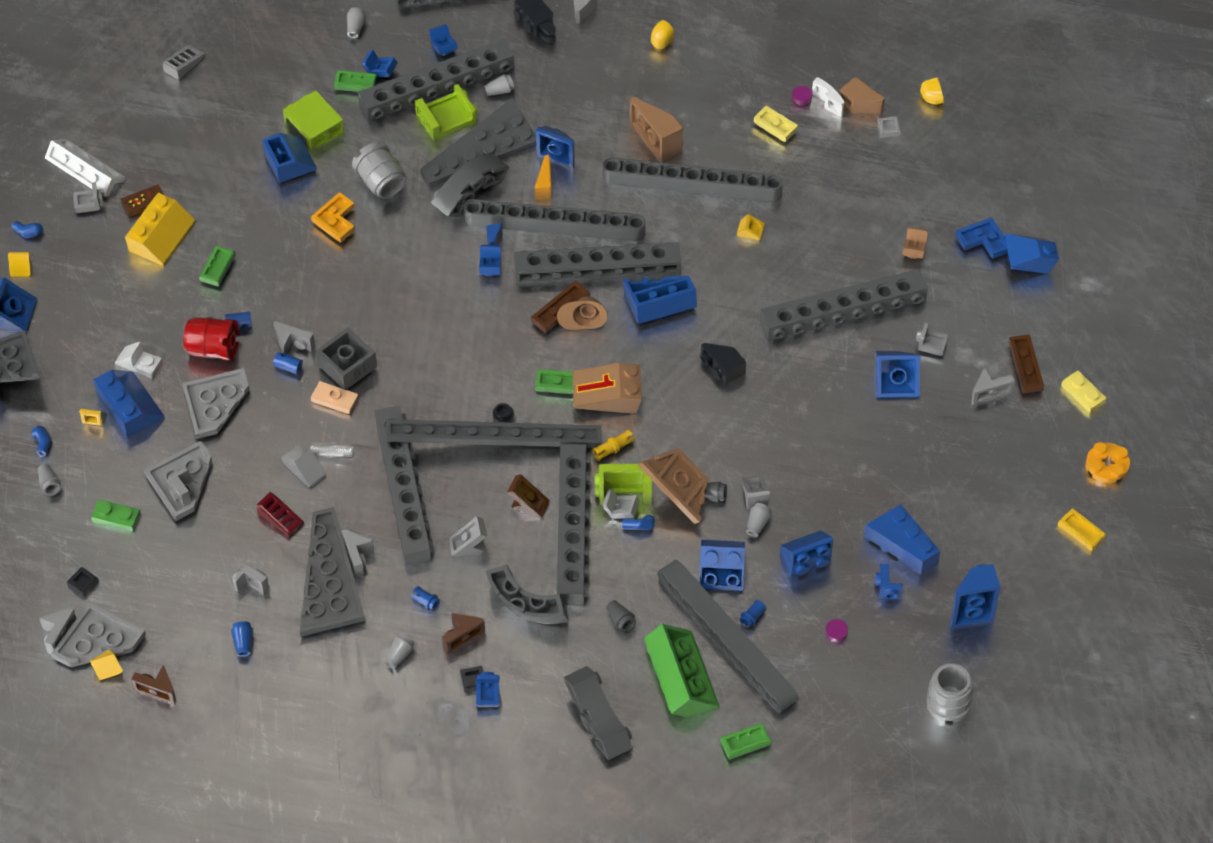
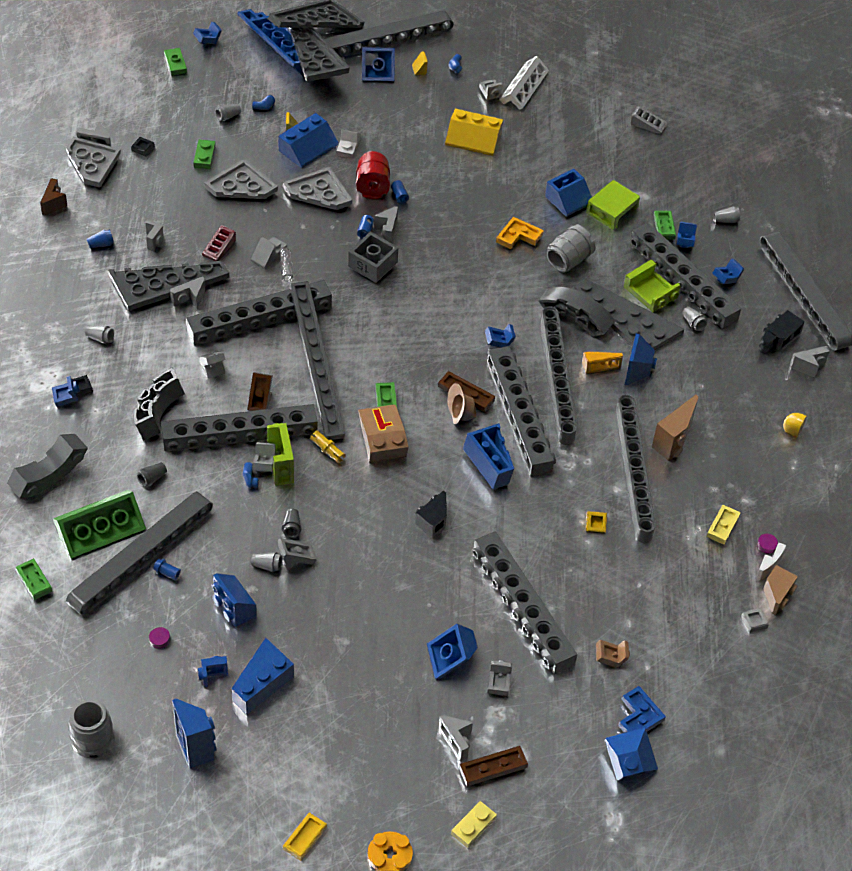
camera: 75 degrees right, 5 degrees down
(106, 665) = (67, 168): yellow slope -> none
(138, 202) = (509, 125): reddish brown tile -> none
(177, 484) = (226, 175): light grey bracket -> none
(217, 266) = (449, 171): bright green plate -> none
(334, 397) = (339, 261): light nougat plate -> none
(430, 601) = (149, 346): blue pin -> none
(466, 630) = (121, 370): reddish brown slope -> none
(494, 233) = (527, 335): blue slope -> none
(503, 413) = (346, 368): black plate -> none
(678, 480) = (284, 485): medium nougat wing -> none
(722, 565) = (214, 538): blue slope -> none
(932, 92) = (810, 651): yellow piece -> none

